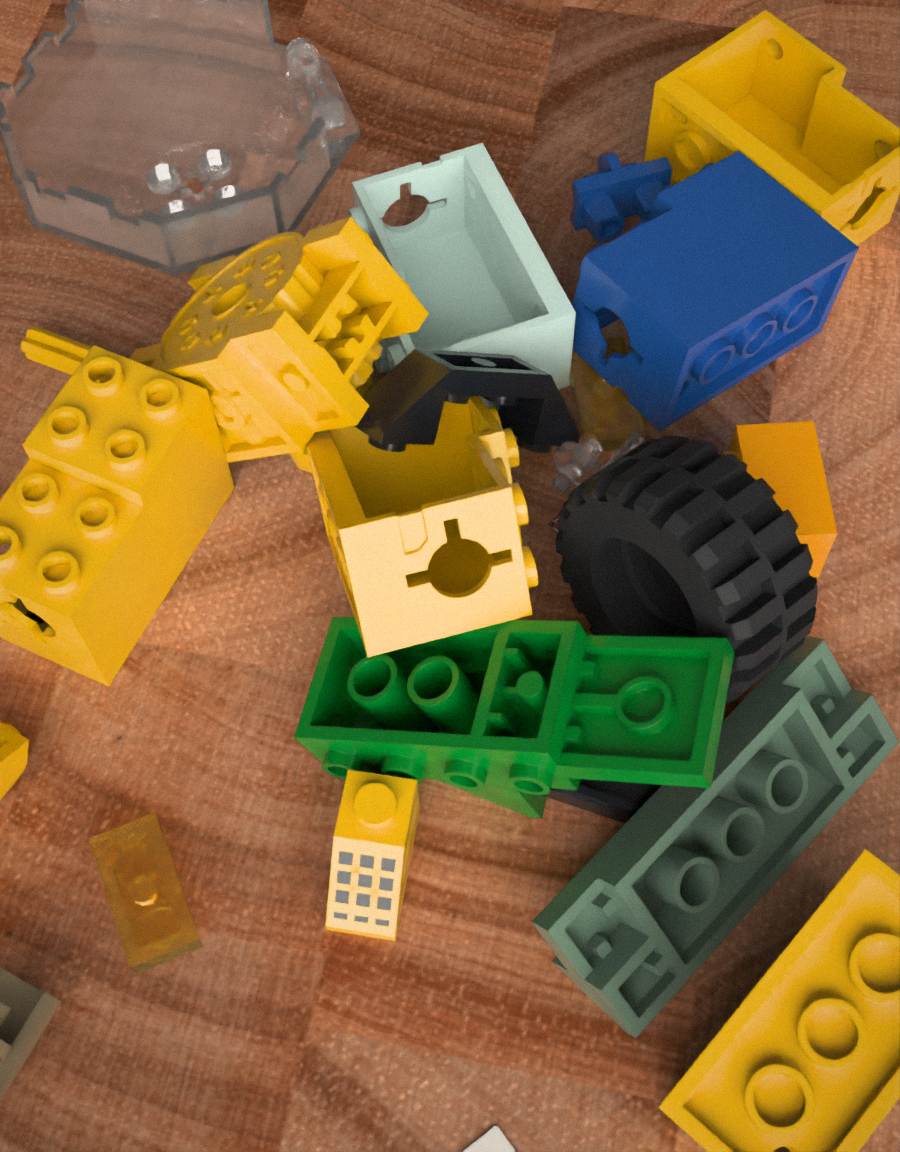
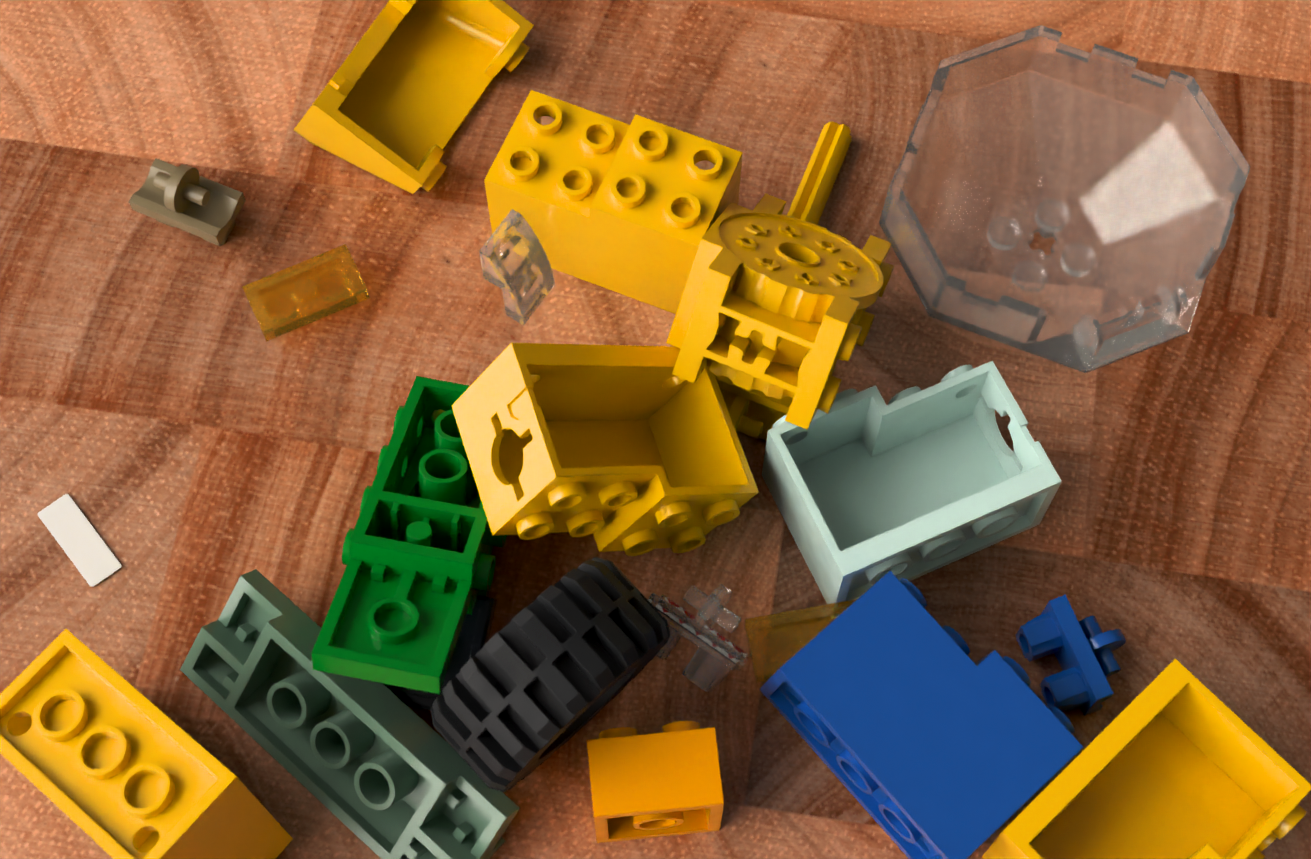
camera: 85 degrees right, 5 degrees up
(160, 631) = (518, 266): none -> clear slope
(372, 854) = (329, 452): yellow slope -> none
(412, 395) = (757, 481): black slope -> none

